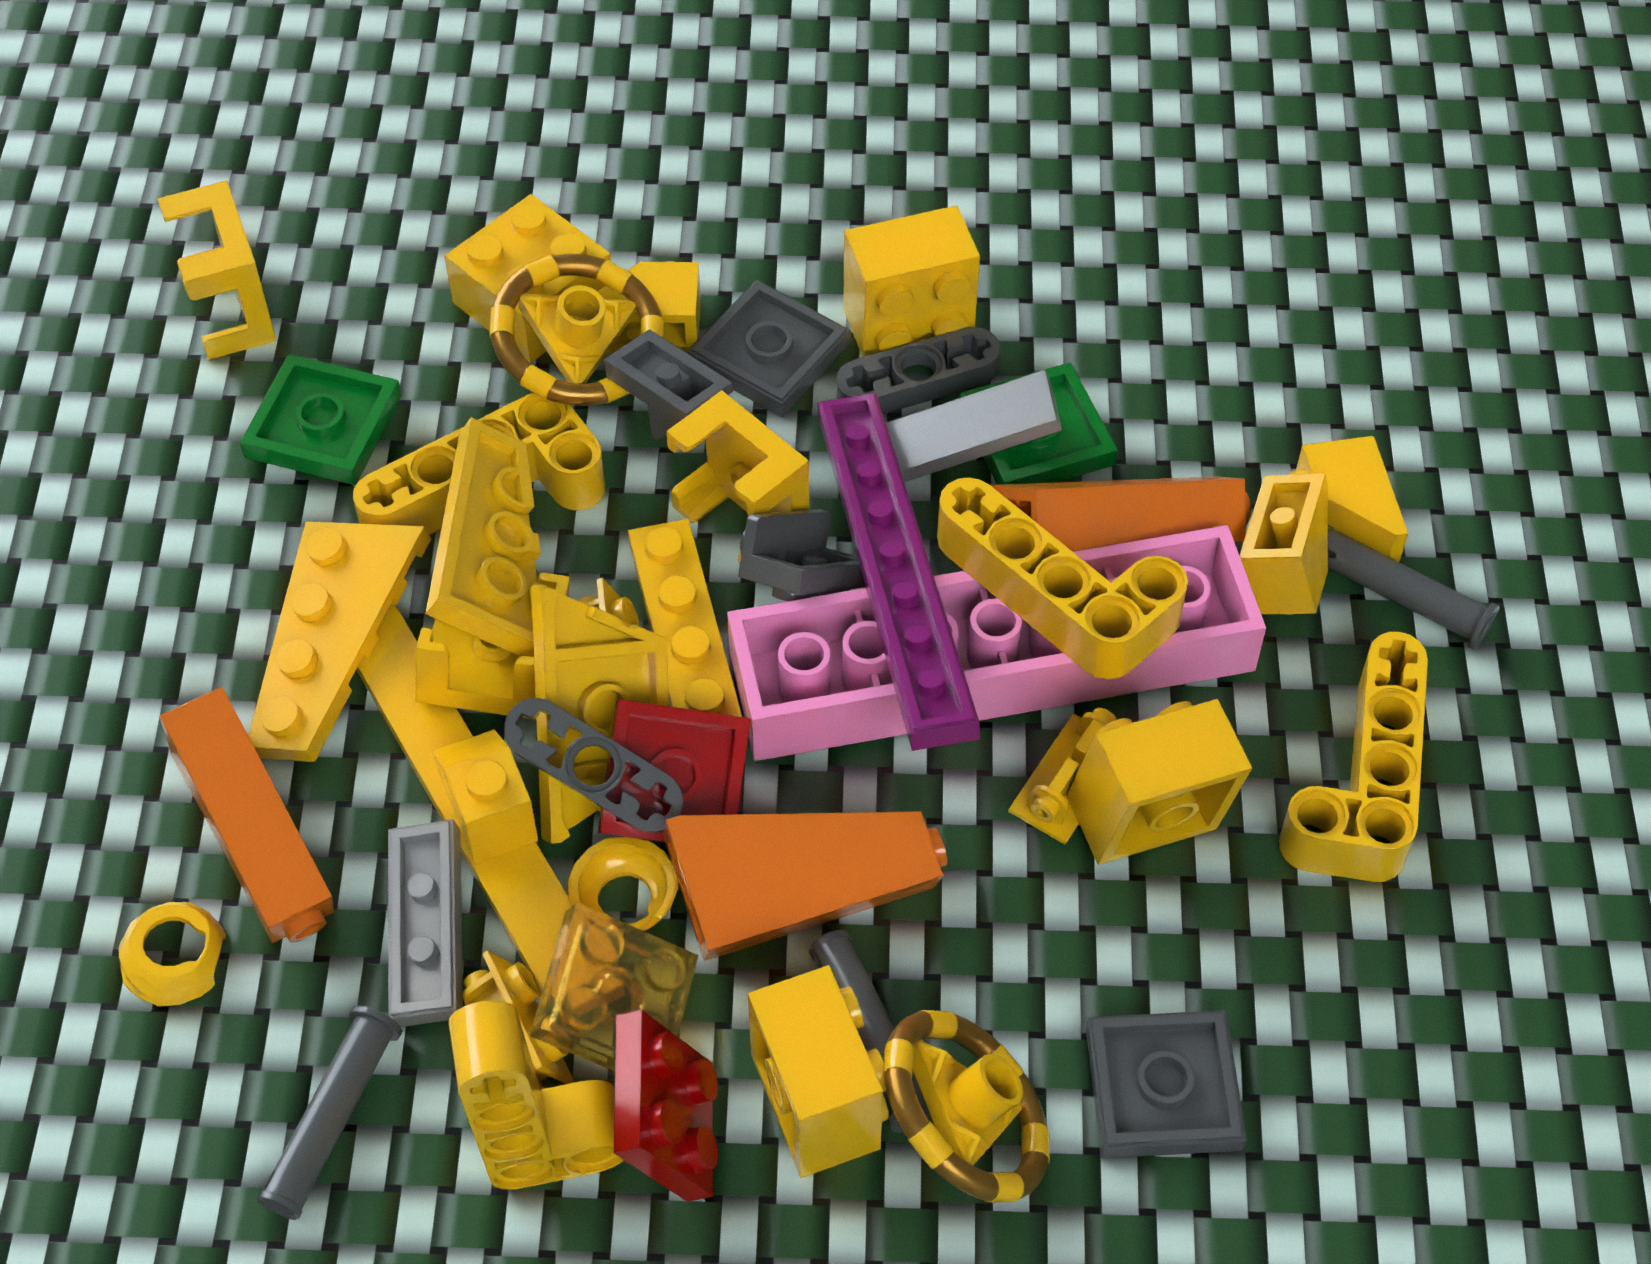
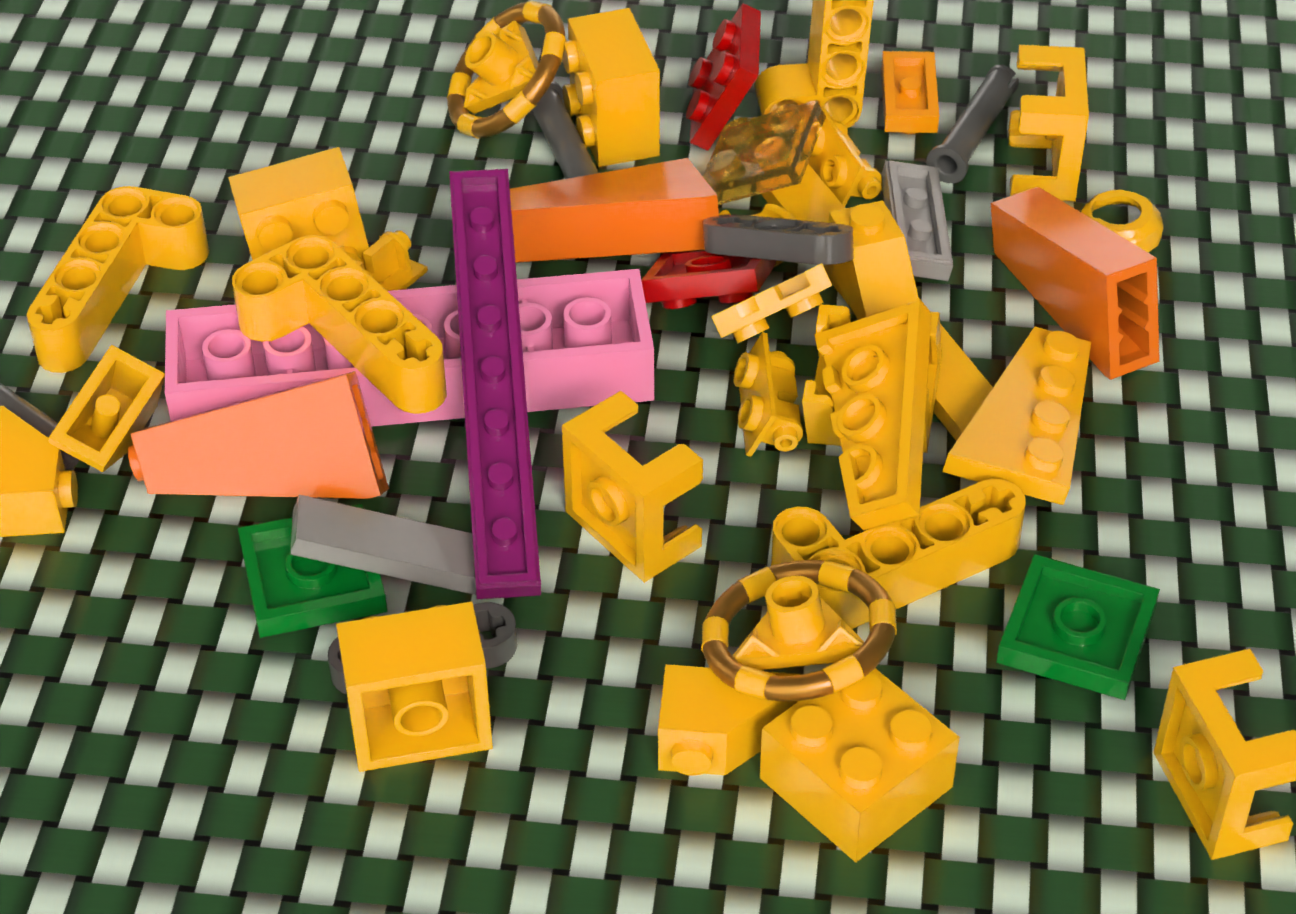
camera: 175 degrees left, 10 degrees down
(208, 1048) = (1052, 121): none -> yellow panel
(411, 1164) = (910, 92): none -> light orange plate
(664, 379) = (696, 543): dark grey slope -> none
(683, 613) = (696, 417): yellow plate -> none
(771, 347) = (582, 694): dark grey tile -> none
(792, 555) = (575, 387): dark grey bracket -> none
(1165, 1084) = (355, 113): dark grey tile -> none

